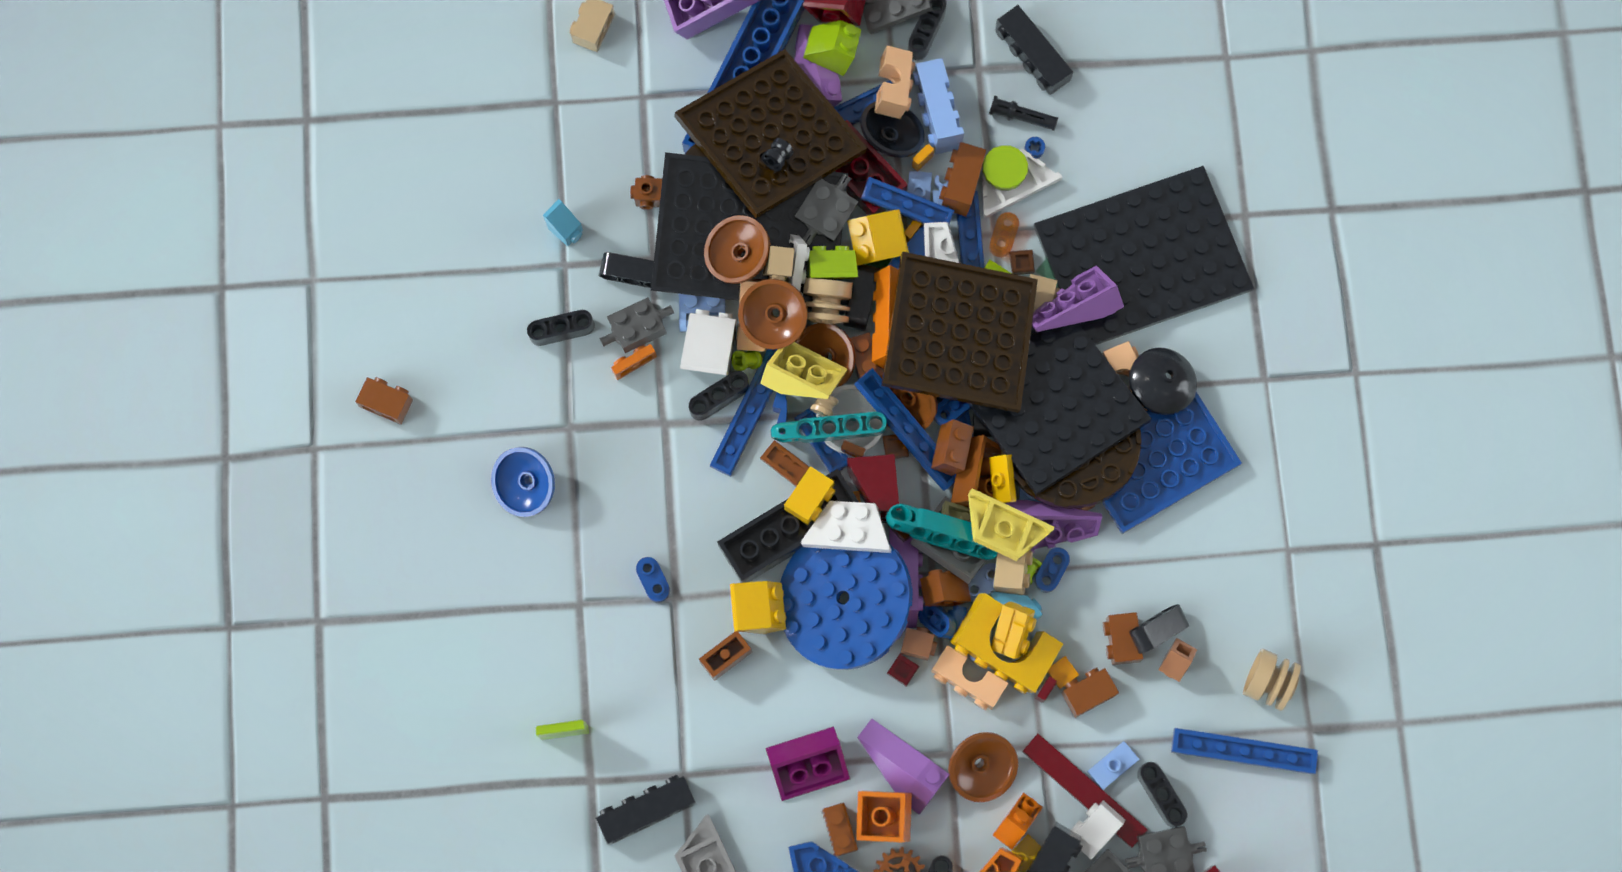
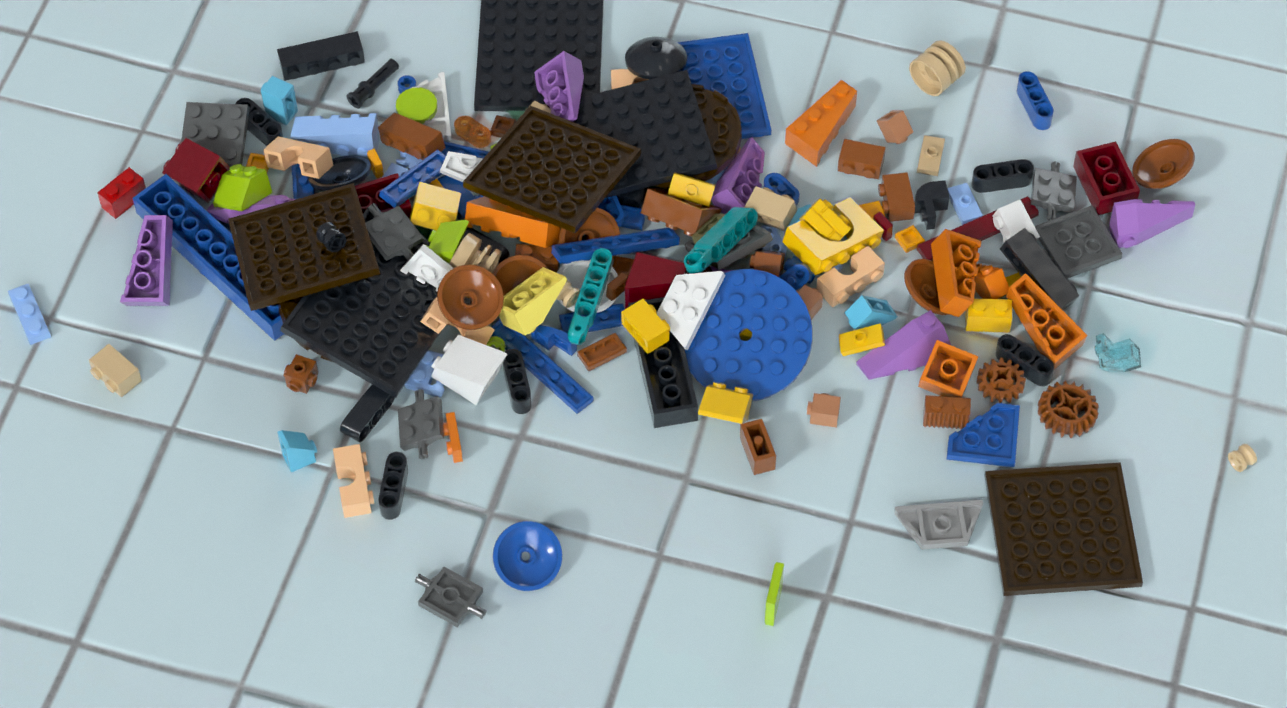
camera: 70 degrees left, 20 degrees down
(384, 400) = (392, 653): dark orange brick -> none
(462, 428) = (450, 596): none -> dark grey plate
(537, 301) = (350, 464): none -> light nougat arch
(645, 810) = (873, 556): black brick -> none
(652, 579) = (662, 490): blue plate -> none
(728, 242) = (388, 295): dark orange dish -> none
(779, 263) = (424, 280): tan brick -> none
(798, 705) = (824, 410): none -> nougat brick
(807, 763) = (878, 417): magenta slope -> none
(878, 45) = (257, 160): none -> light orange tile
(894, 715) = (861, 340): none -> yellow plate
(903, 670) = (824, 325): dark red tile -> none
(931, 713) = (869, 311): none -> medium azure slope
(952, 447) = (647, 217): dark orange brick -> none
(955, 33) = (279, 100): none -> medium azure brick
(974, 835) = (989, 315): none -> yellow brick
(1004, 527) = (735, 193): light yellow wing -> none
(1007, 784) = (955, 270): none -> orange wedge
(1045, 722) = (909, 238): none -> light orange tile
(1101, 725) = (931, 198): none -> black brick
(1150, 580) = (820, 123): none -> orange wedge
(1159, 628) = (864, 128): black beam -> none
(1162, 709) = (930, 155): none -> tan plate
(1244, 751) = (986, 112): blue plate -> none
(1287, 790) = (1034, 100): none -> blue beam

